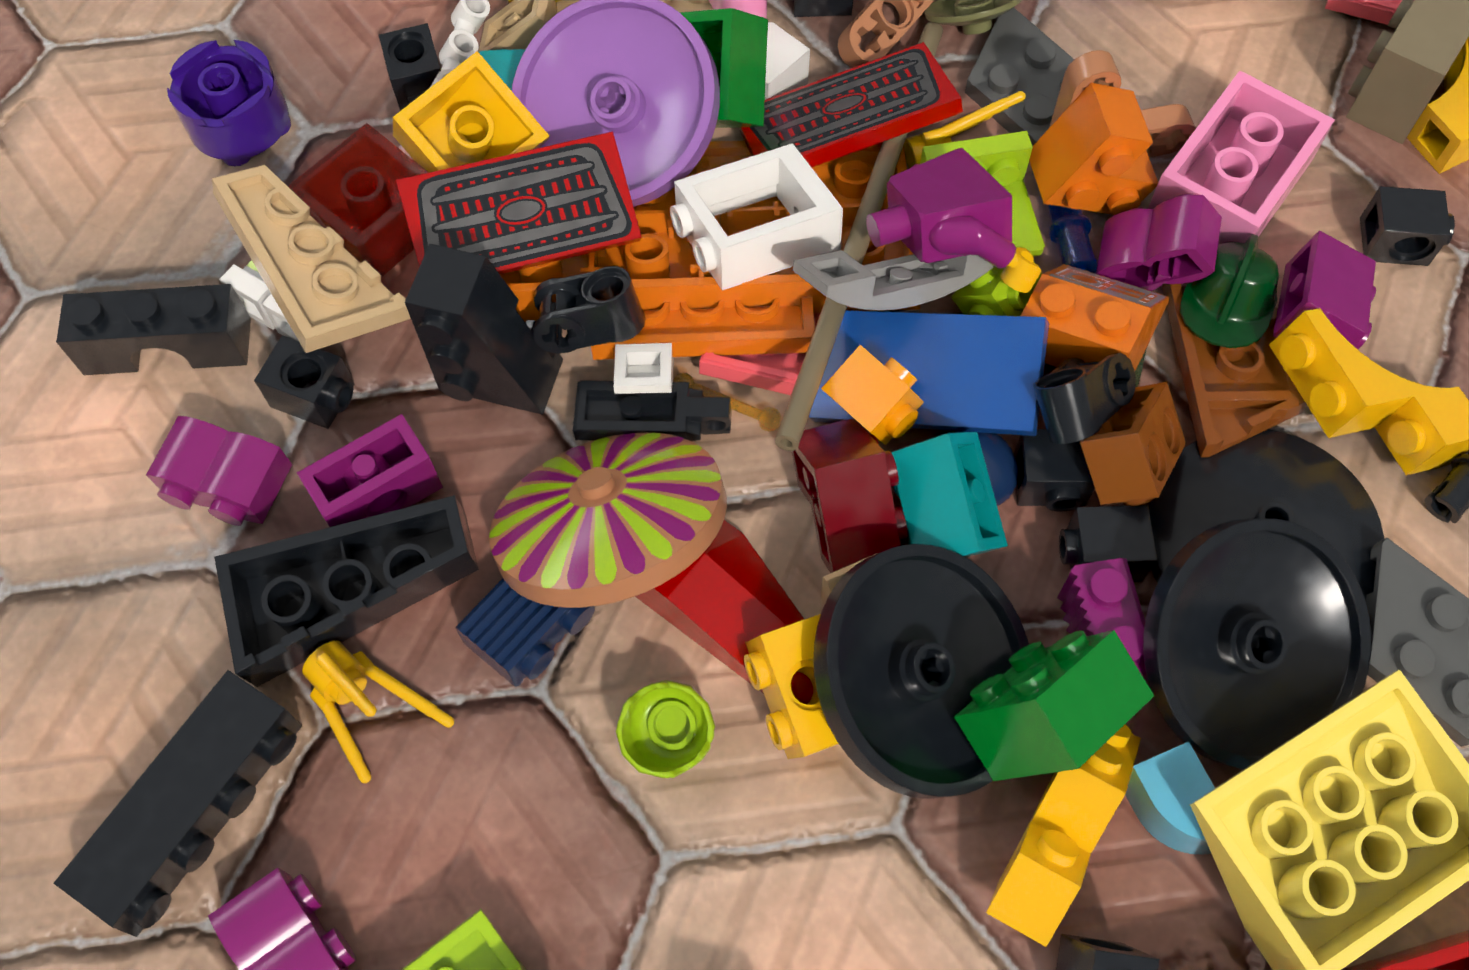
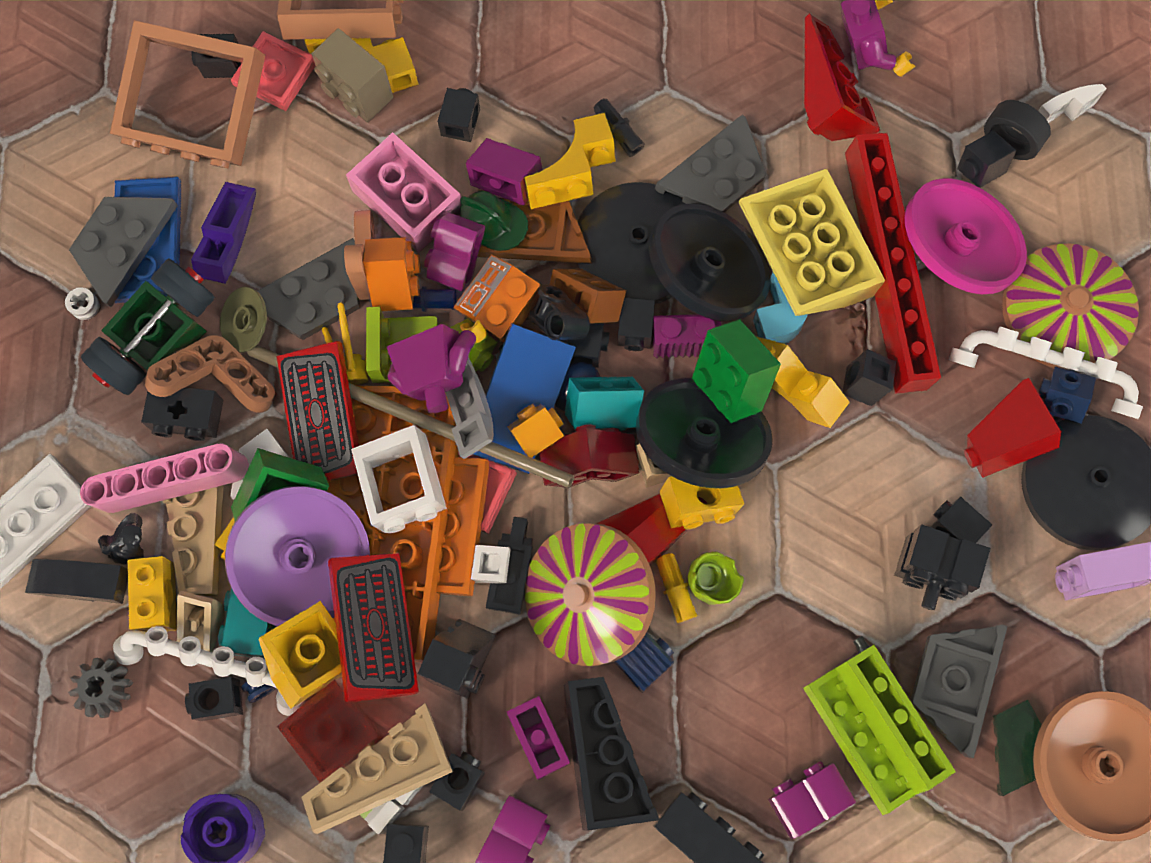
camera: 80 degrees left, 10 degrees up
(341, 679) = (658, 765): yellow plant -> none
(591, 307) = (450, 595): black piece -> none
(648, 667) = (675, 588): none -> yellow axle
(768, 418) = (522, 499): clear yellow hinge -> none

